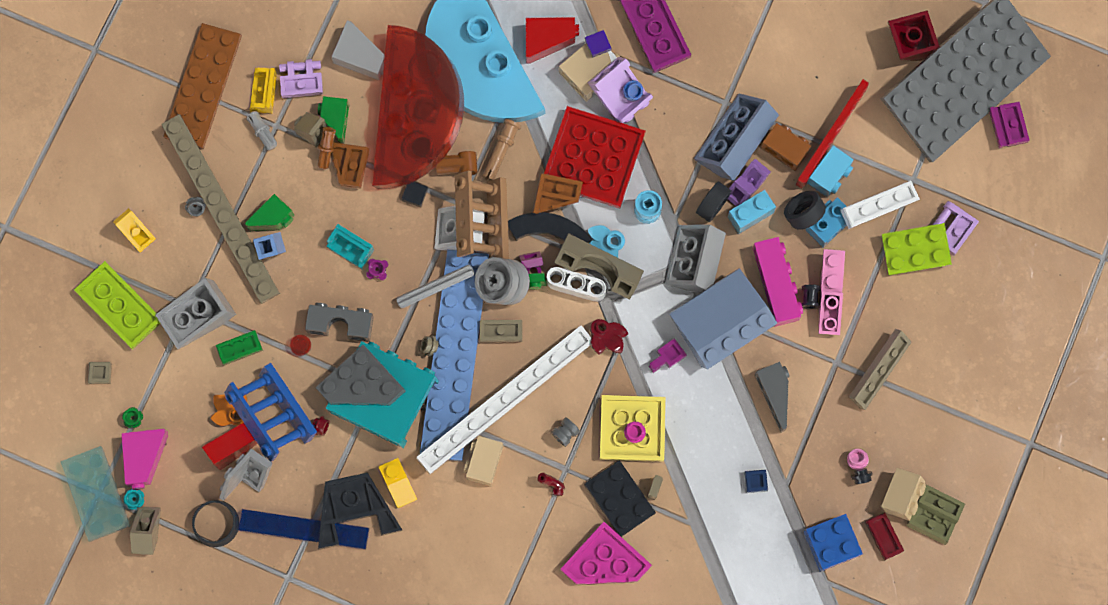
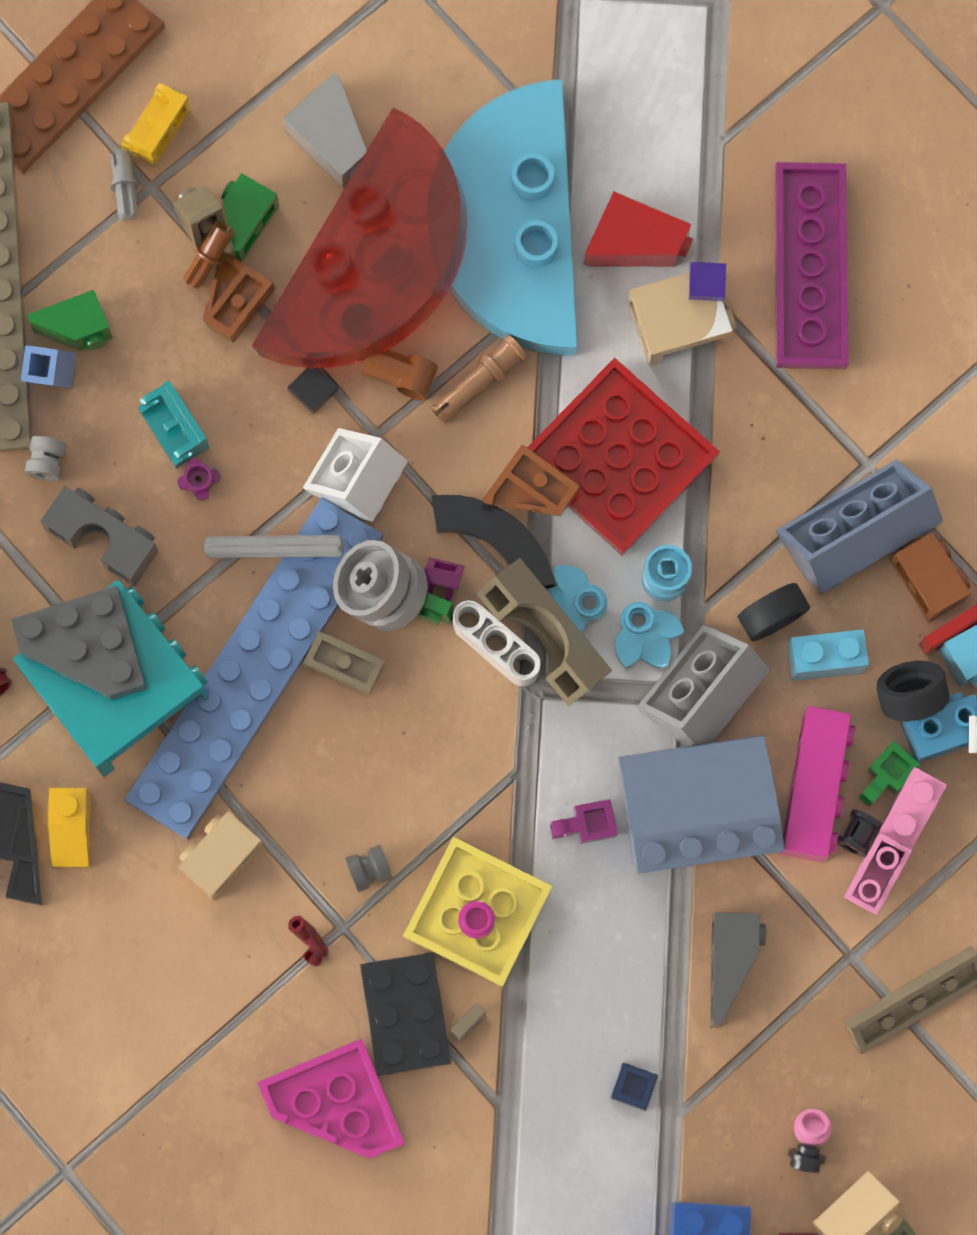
camera: 20 degrees right, 0 degrees up
(290, 295) = (45, 458): none -> light grey wheel
(300, 345) = (24, 543): clear red plate -> none
(301, 84) = (219, 141): lavender plate -> none
(429, 345) = (221, 634): dark tan plate -> none
(496, 212) = (425, 473): medium nougat fence -> none
(504, 400) = (297, 774): white plate -> none
(609, 89) = (708, 370): lavender panel -> none
(609, 338) = (507, 753): dark red plate -> none
(633, 90) = (728, 379): plate -> none
(654, 247) = (649, 640): none -> medium azure plate
(748, 183) = (844, 607): medium lavender slope -> none
(812, 257) = (890, 771): none -> green plate

